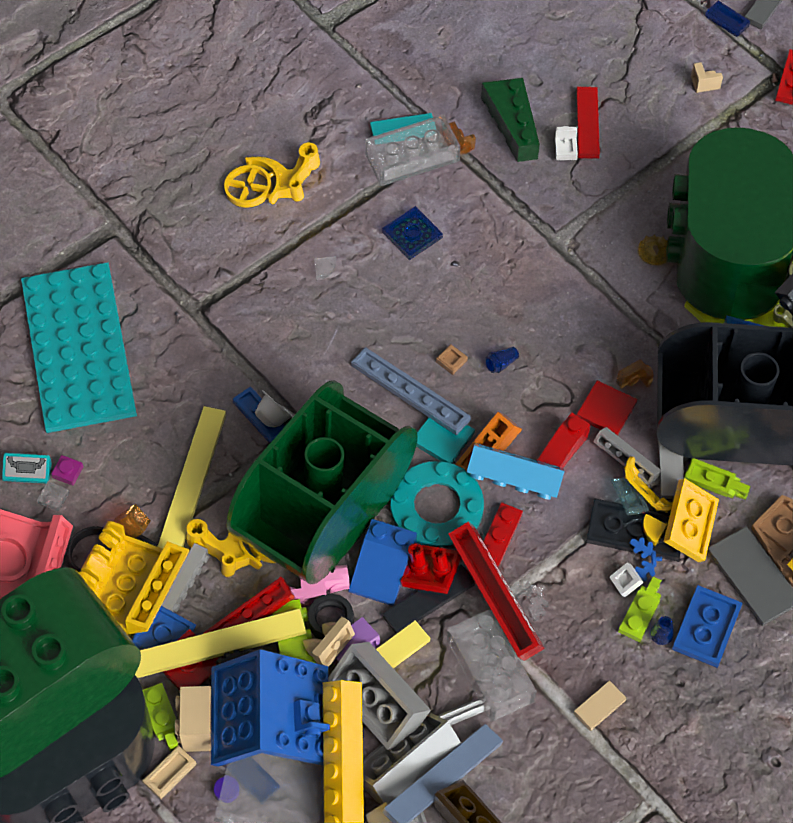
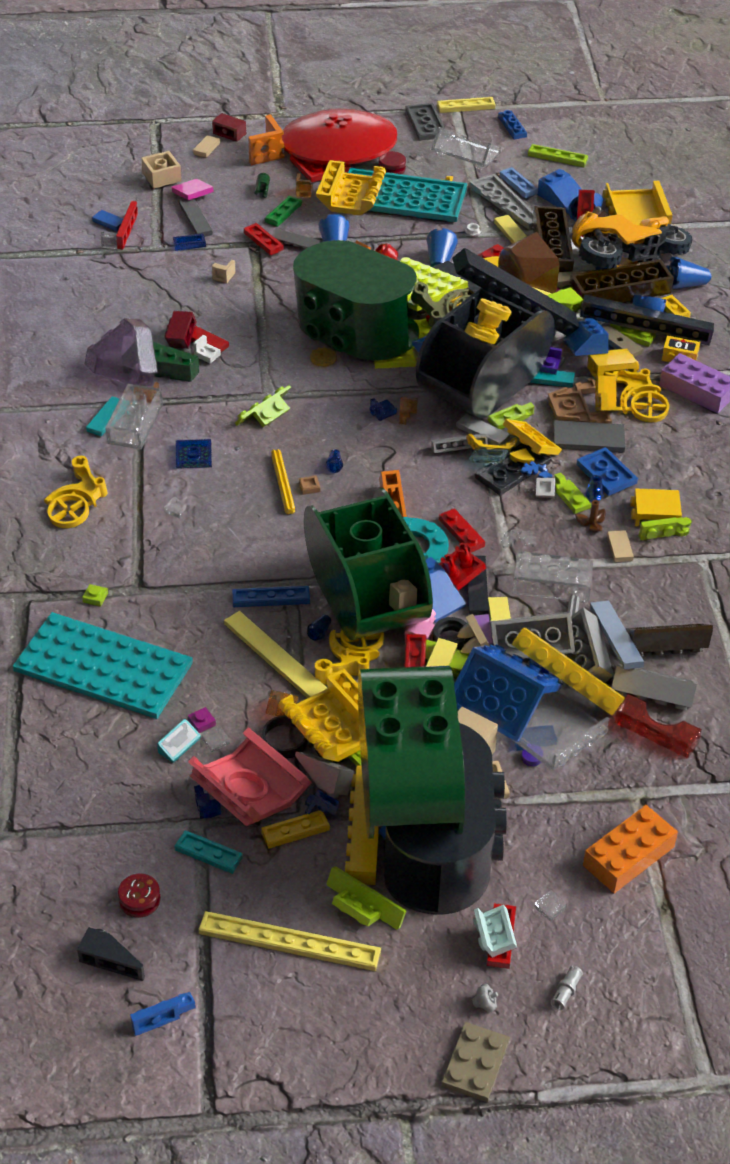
camera: 55 degrees left, 15 degrees down
(158, 281) = (95, 595): none -> lime plate
(271, 412) = (270, 578): white piece -> none
(300, 541) = (402, 595): none -> tan brick
(308, 719) = (529, 663): blue bracket -> none
(411, 391) = (295, 518): sand blue tile -> none
(435, 333) = (283, 481): none -> yellow axle
(485, 81) = (124, 354): none -> clear purple panel
(496, 591) = (502, 541): red brick -> none
(515, 470) = (425, 491): dark azure brick -> none
(526, 254) = (268, 410): none -> lime bracket
(566, 441) = (426, 467): red slope -> none
(572, 102) = (180, 329): none -> dark red brick
(607, 407) = (414, 435): red tile -> none
(616, 648) = (596, 516): none -> reddish brown plant
(619, 353) = (382, 409): none -> clear blue bracket
(661, 736) = (664, 527): none -> lime hinge
(687, 709) = (655, 504): none -> yellow panel
(743, 370) = (488, 321): none -> yellow piece

